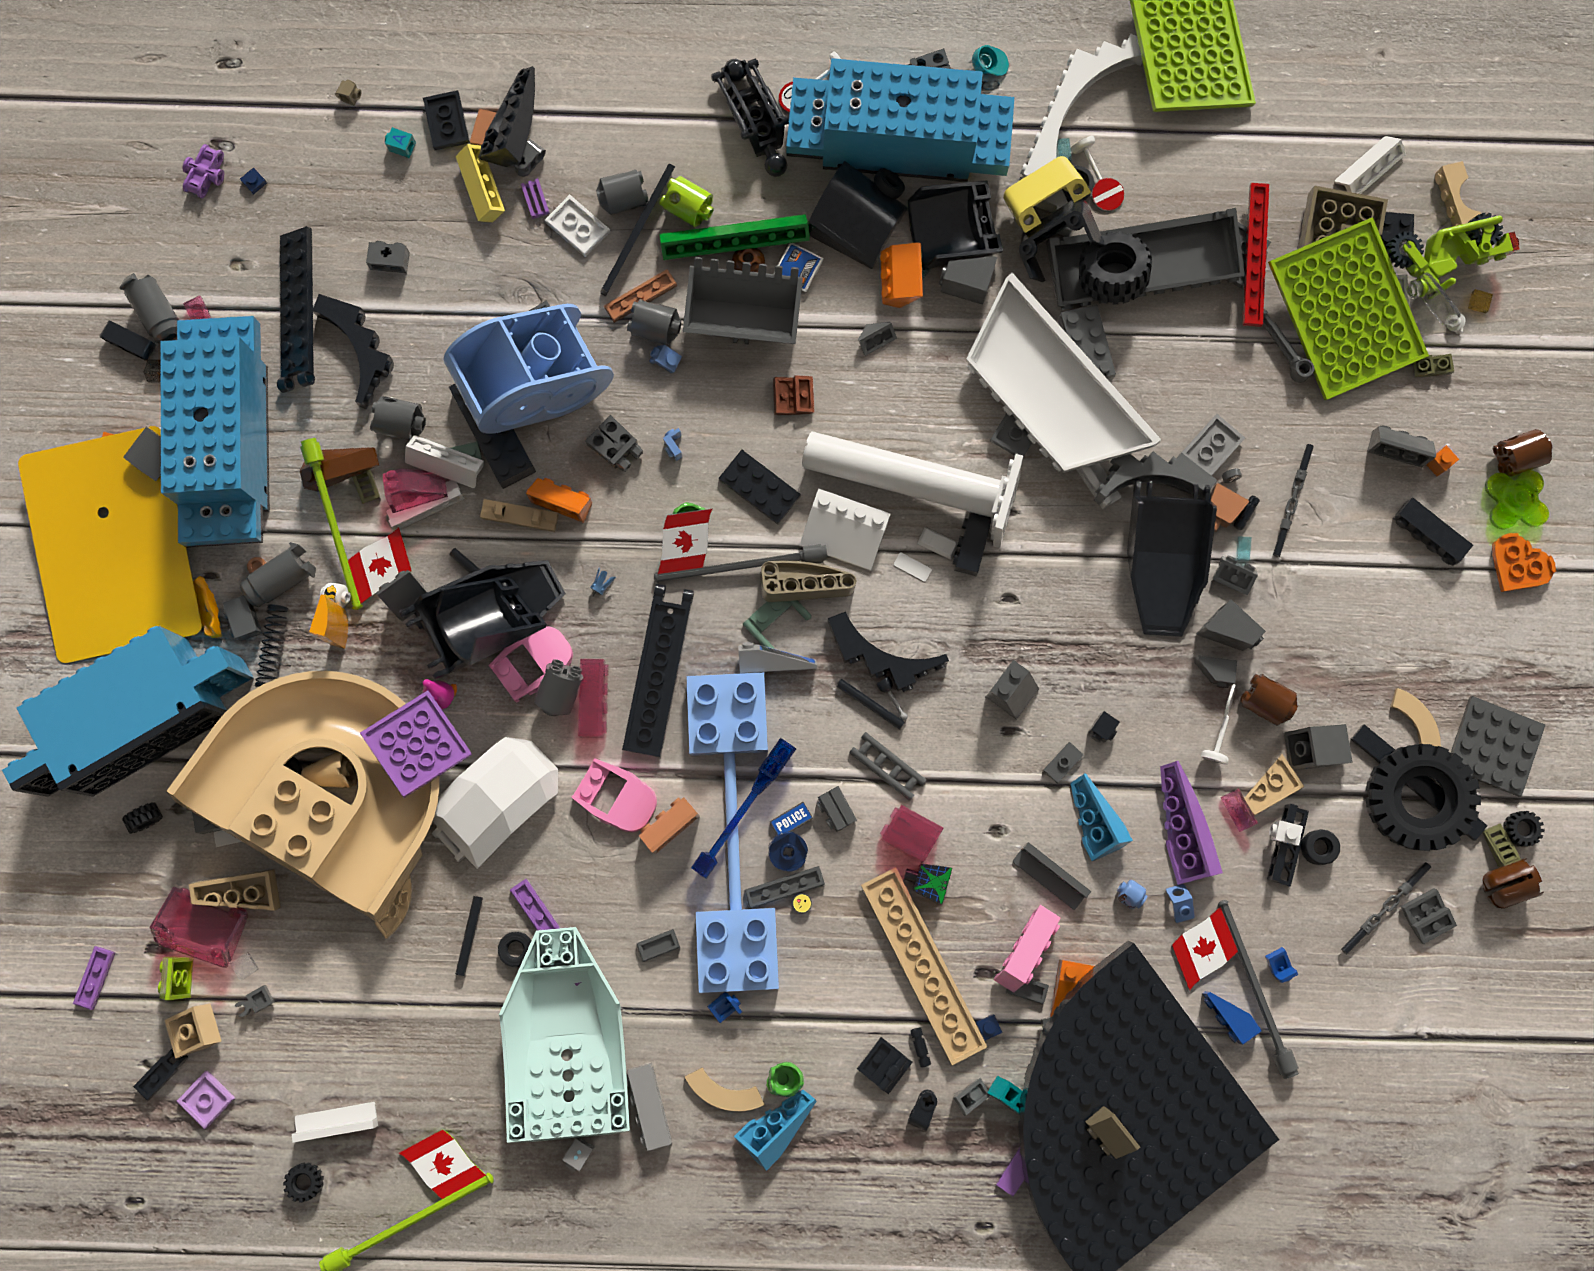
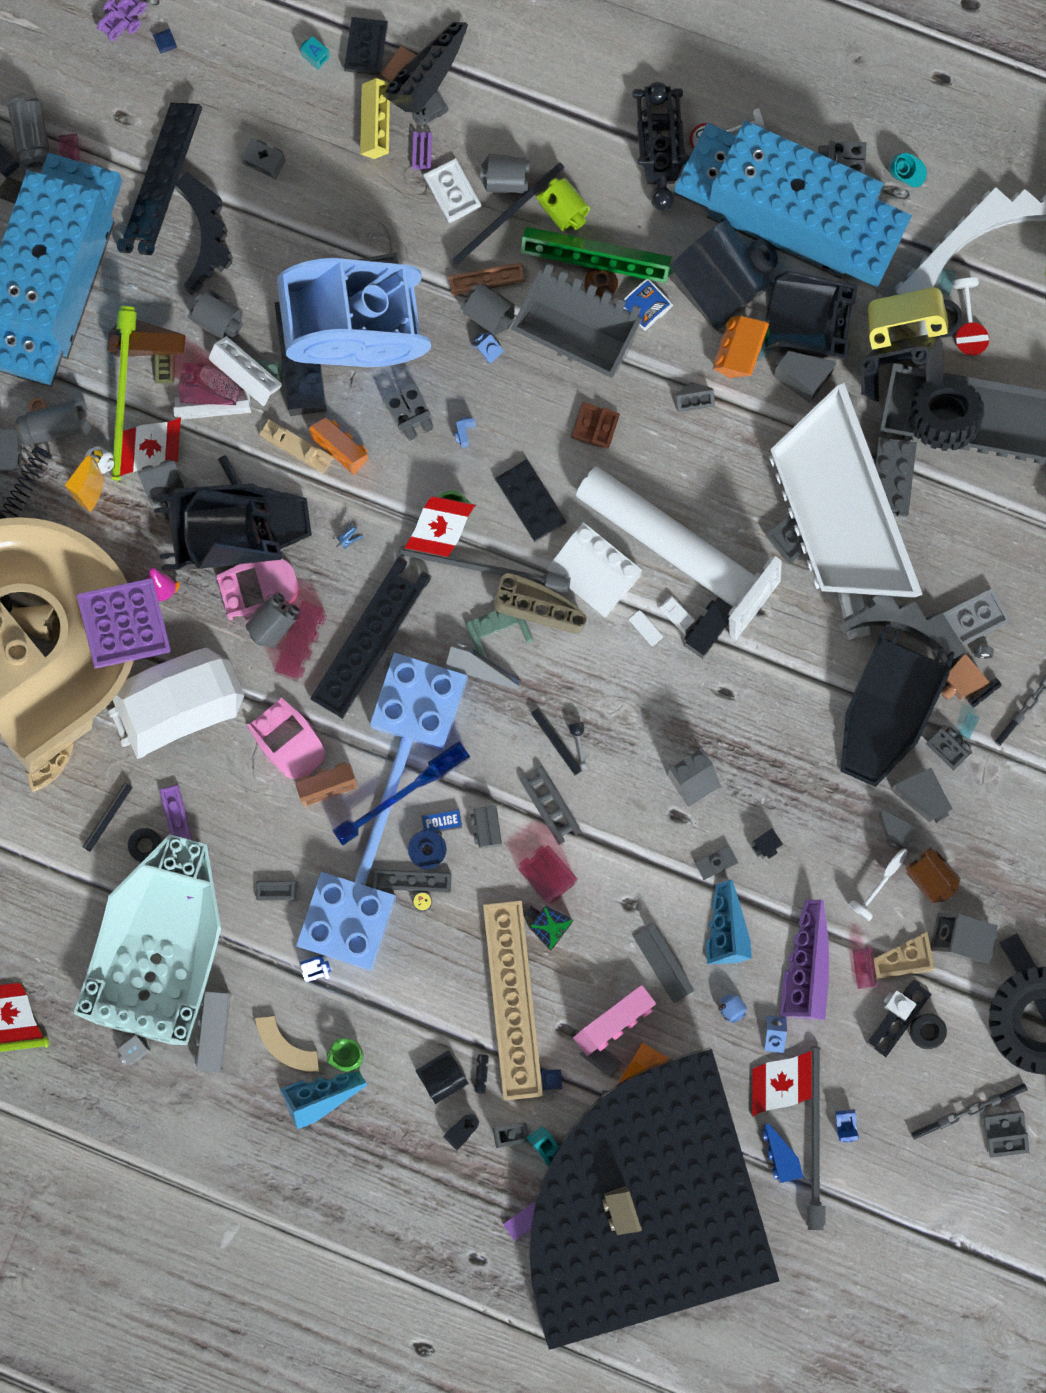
camera: 25 degrees right, 0 degrees up
(902, 670) = (598, 721): black arch -> none

